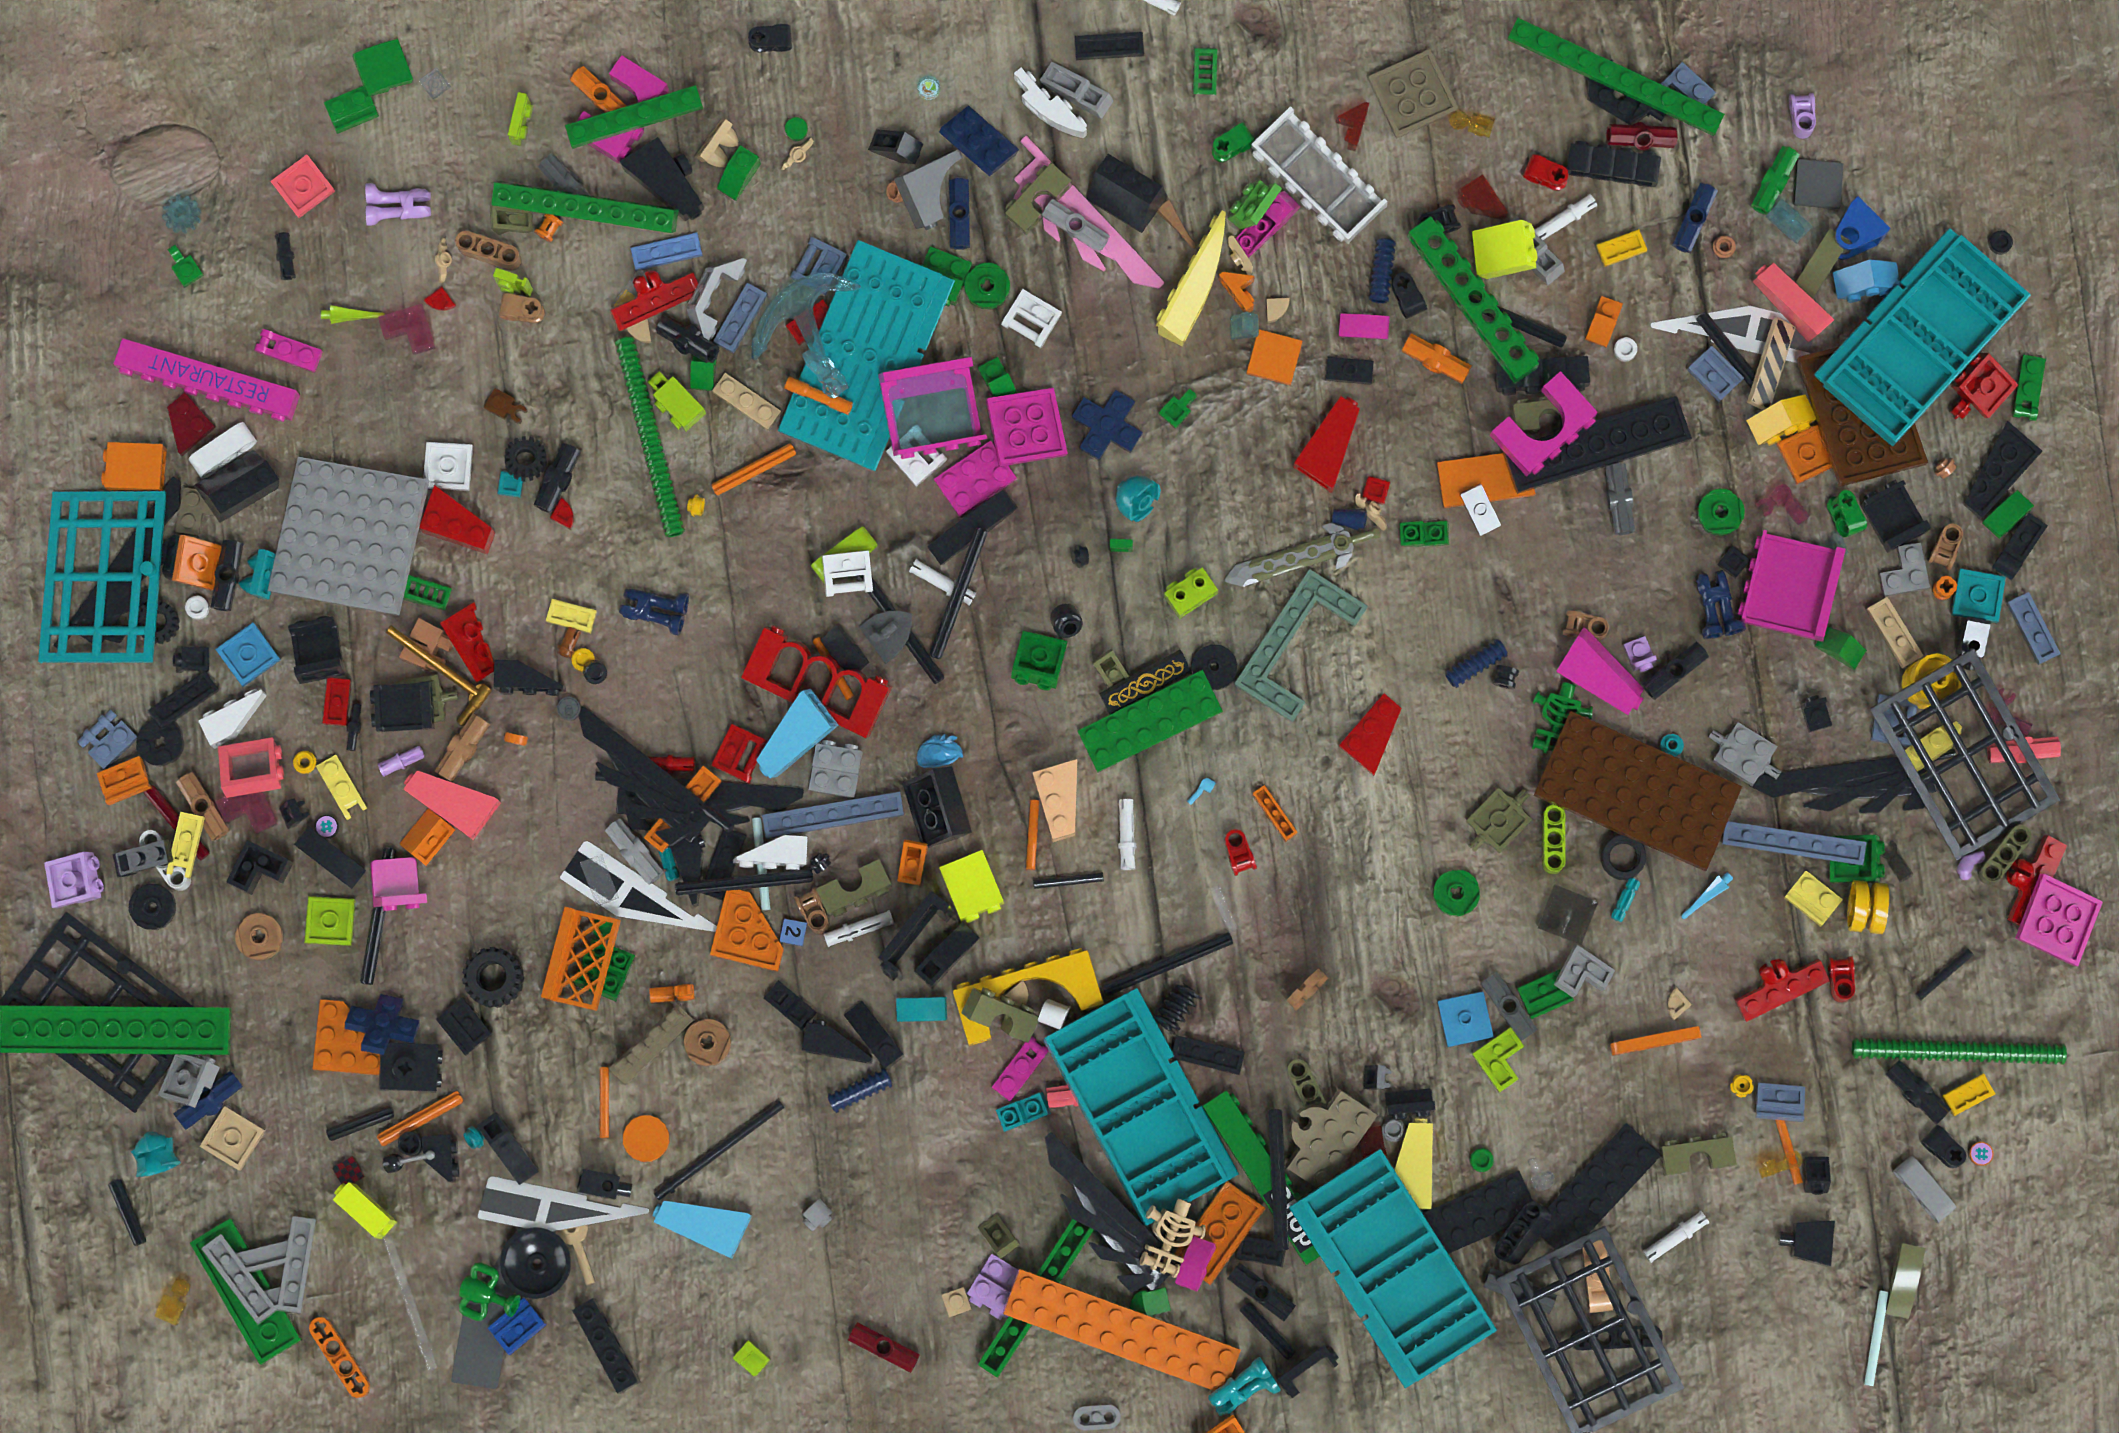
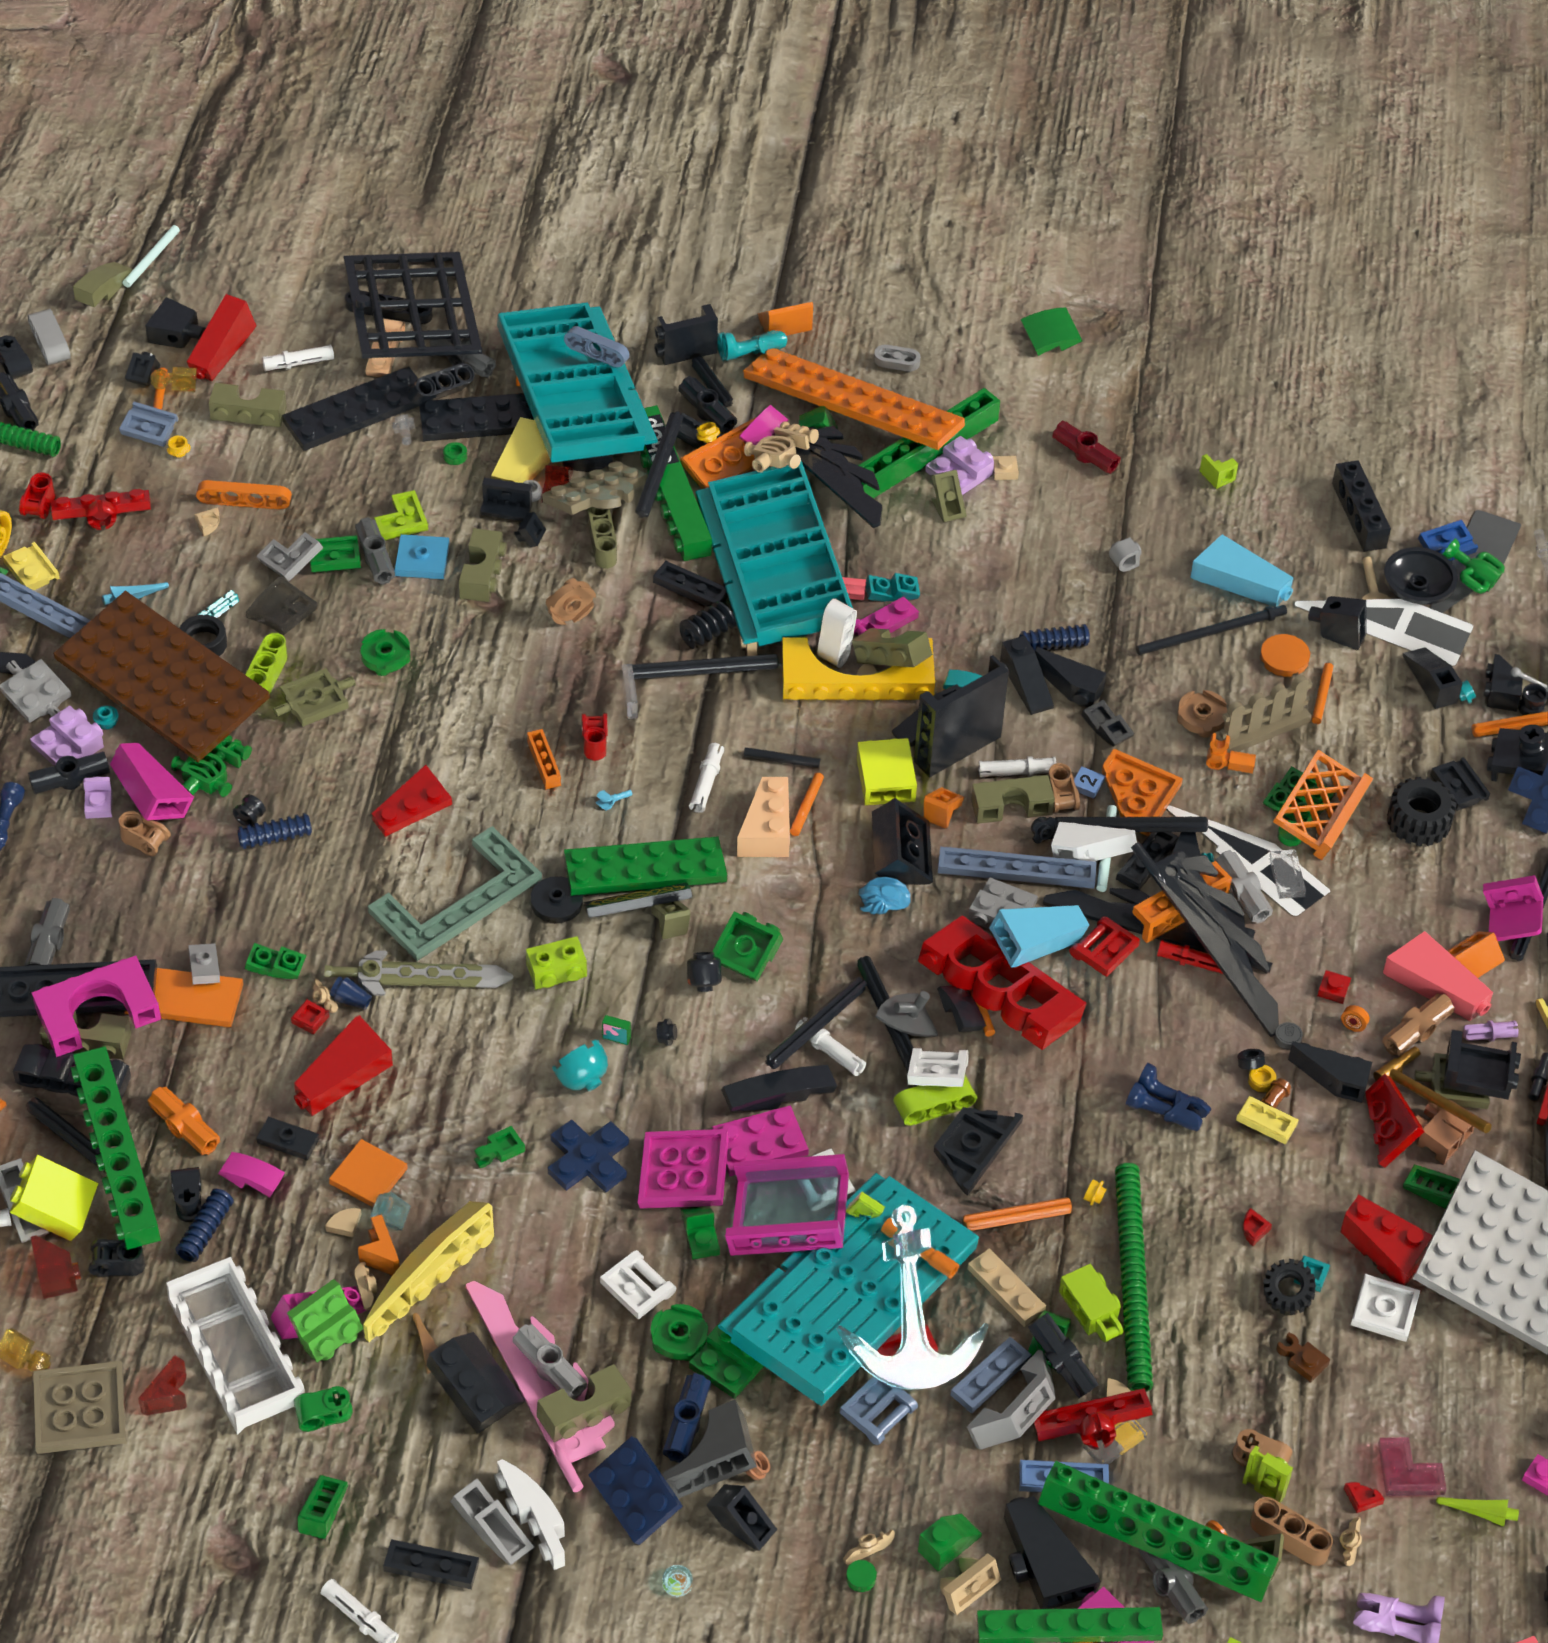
camera: 170 degrees left, 30 degrees down
(539, 771) = (1334, 986): none -> red plate
(557, 478) = (1254, 1260): black piece -> none
(802, 524) = (974, 1143): none -> black wing
(871, 416) = (865, 1206): none -> lime tile
(1251, 1248) = (707, 432): none -> yellow plate
(1383, 1303) = (611, 351): none -> sand blue beam
(1405, 1040) = (480, 580): none -> olive arch
(1693, 710) = (68, 736): none -> lavender plate
(1756, 1230) = (222, 337): none -> red slope

